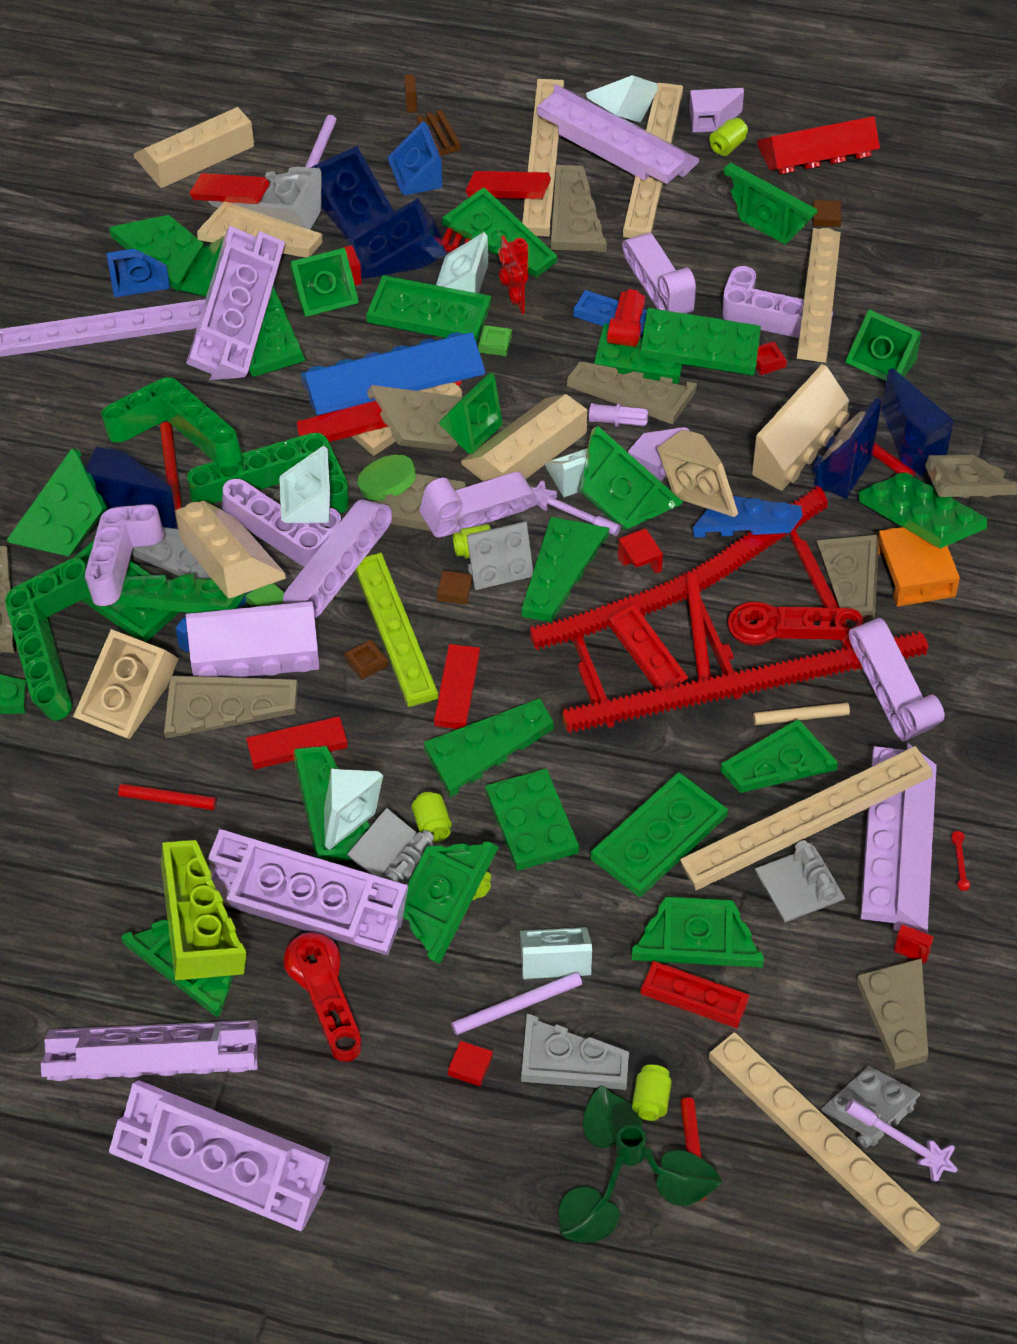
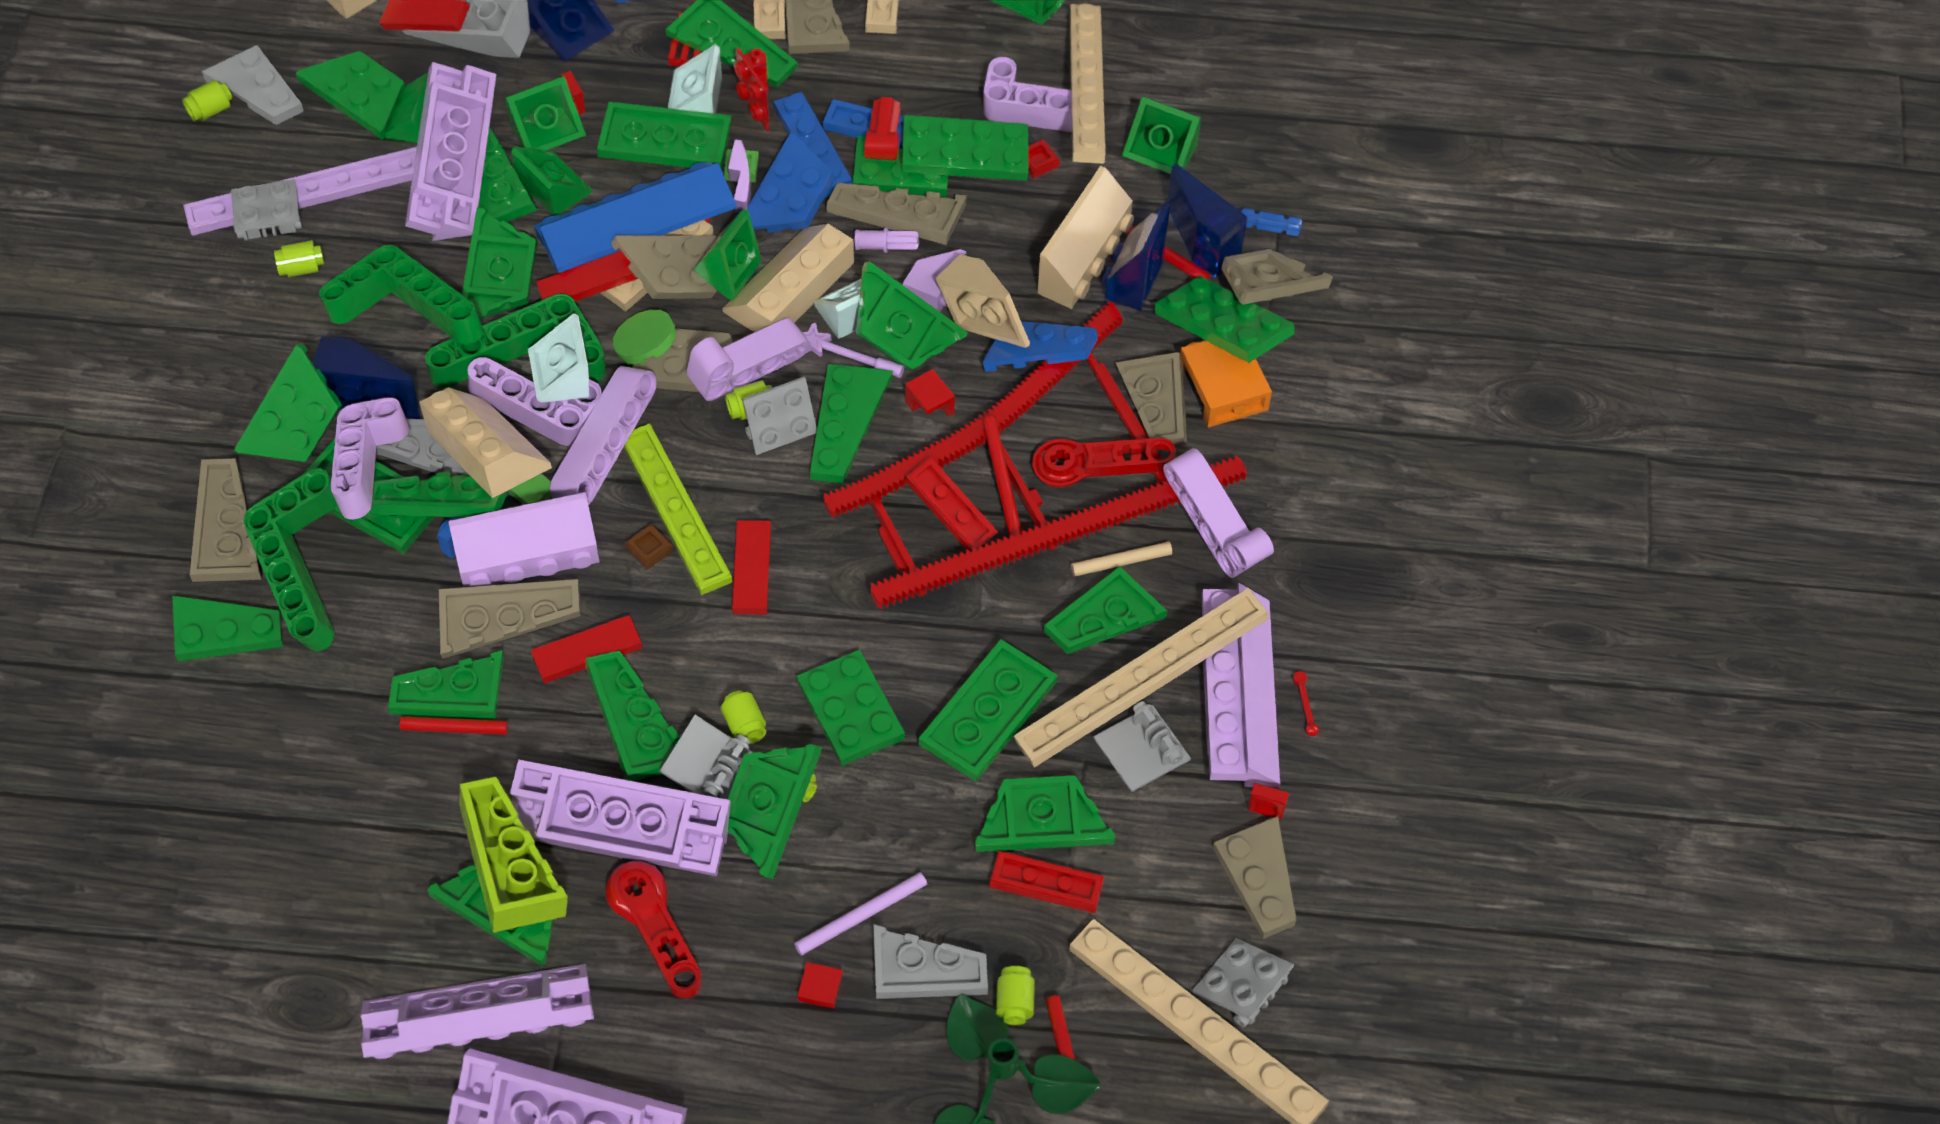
camera: 10 degrees left, 5 degrees up
(28, 244) = (207, 100): none -> lime brick
(65, 337) = (265, 207): none -> light grey hinge
(74, 234) = (256, 83): none -> light grey wing
(88, 383) = (298, 259): none -> lime brick
(125, 684) = (389, 604): tan slope -> none
(136, 273) = (333, 124): blue slope -> none
(170, 462) = (403, 343): red bar -> none
(171, 767) = (452, 691): none -> green wing
(264, 405) = (498, 266): none -> green wing
(297, 239) = (428, 47): tan wing -> none
(320, 336) = (549, 179): none -> green slope
(349, 802) = (654, 714): light aqua slope -> none
(399, 242) = (621, 61): clear blue slope -> none
(454, 587) = (734, 454): reddish brown tile -> none
(477, 747) = (779, 635): green wing -> none
(492, 345) = (739, 172): none -> lavender slope
(536, 363) = (791, 189): none -> blue wing
(555, 952) = (895, 852): light aqua slope -> none
(561, 326) = (800, 119): none -> blue plate
(666, 287) = (923, 90): lavender beam -> none
(933, 1156) = (1314, 1029): lavender piece -> none
(978, 431) = (1272, 222): none -> blue axle

